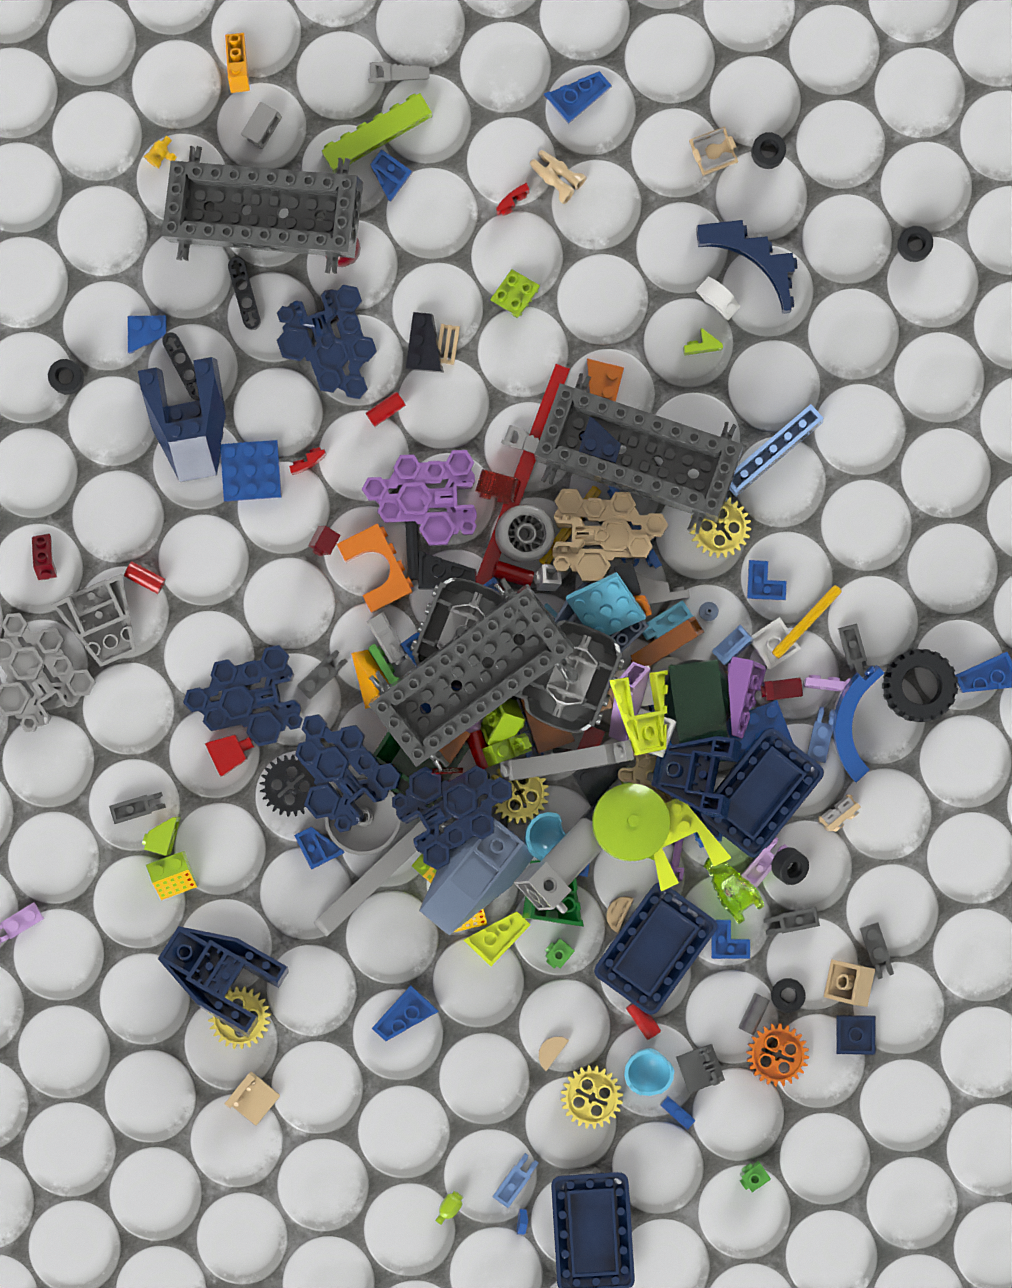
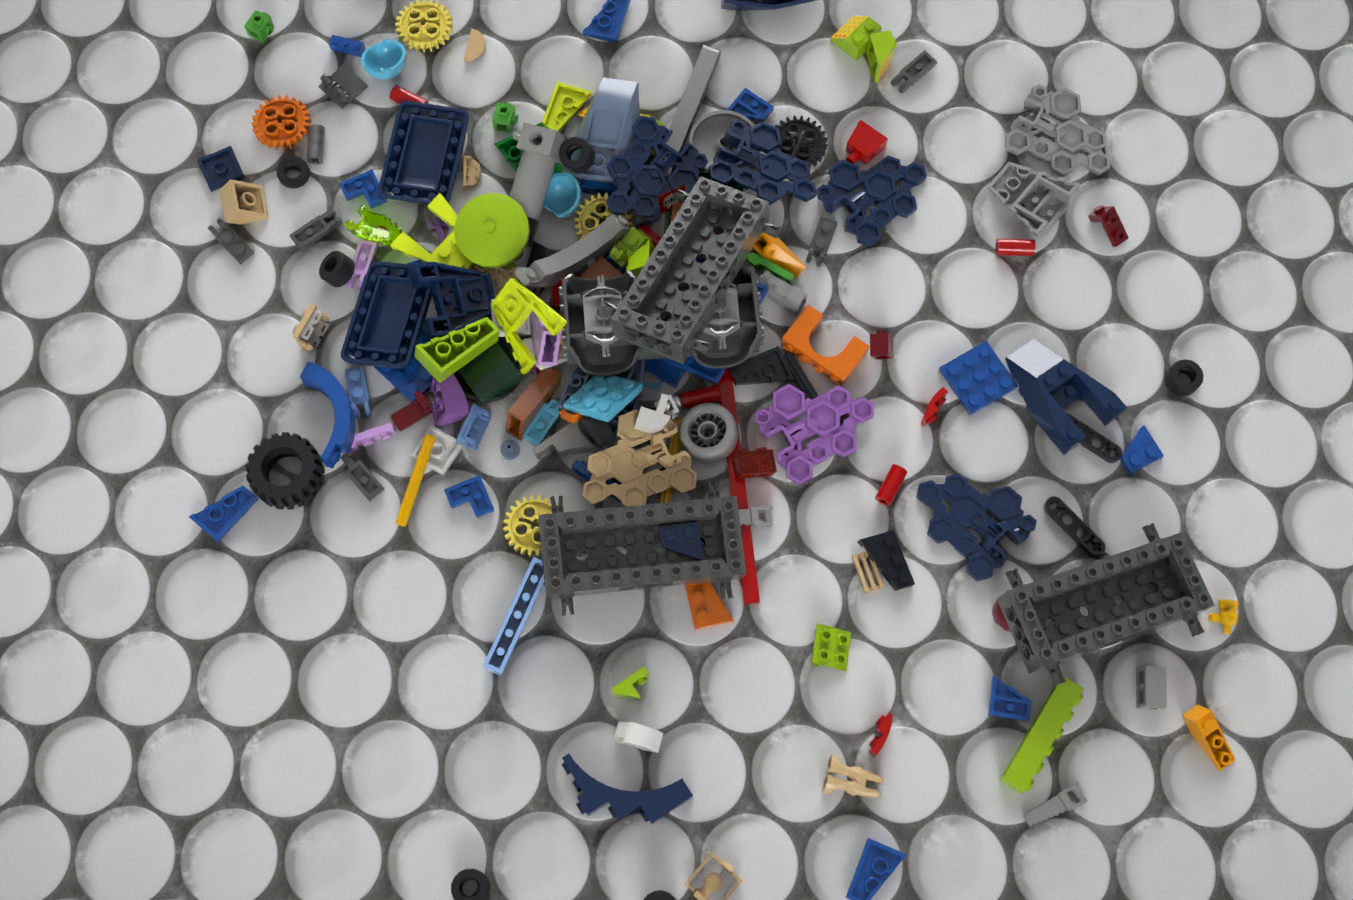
camera: 150 degrees right, 15 degrees down
(528, 858) = (571, 145): none -> black tyre
(573, 558) = (654, 421): none -> white brick
(722, 714) = (451, 352): none -> lime wedge

